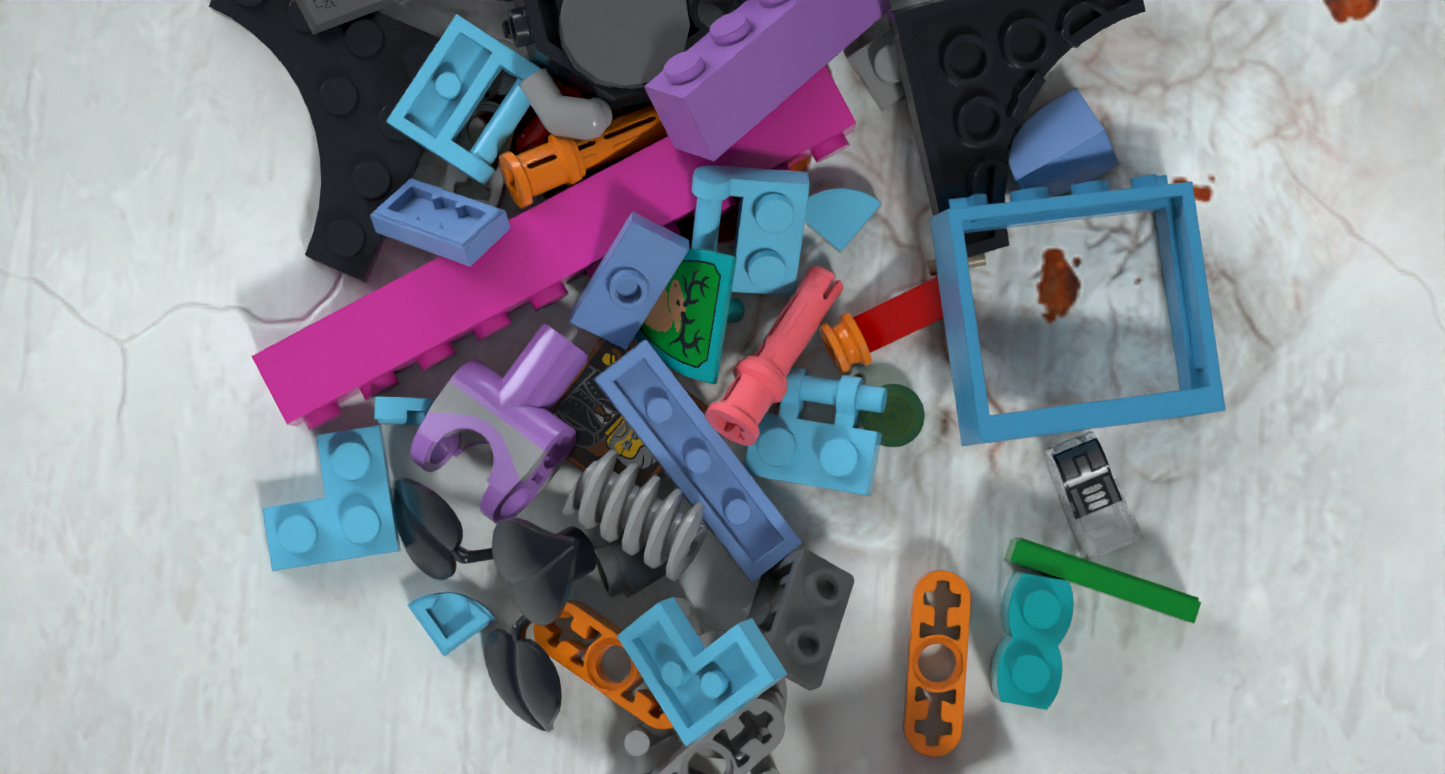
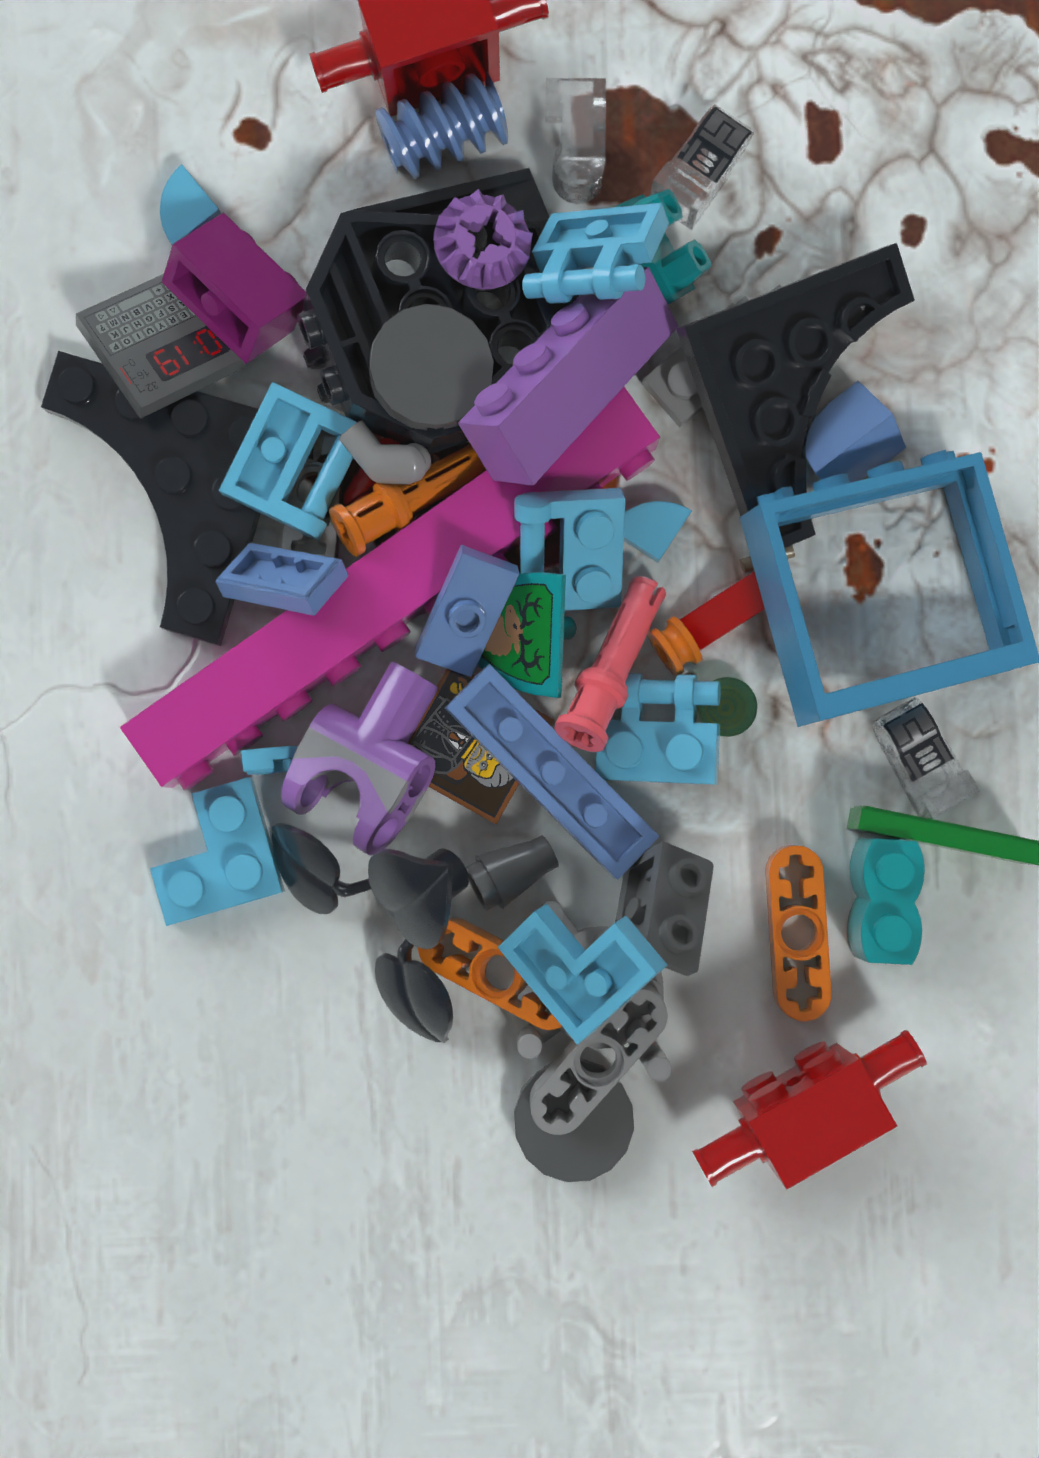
camera: 10 degrees left, 0 degrees up
(450, 618) = (339, 948): medium azure tile -> none
(637, 515) = (503, 830): light grey piece -> none

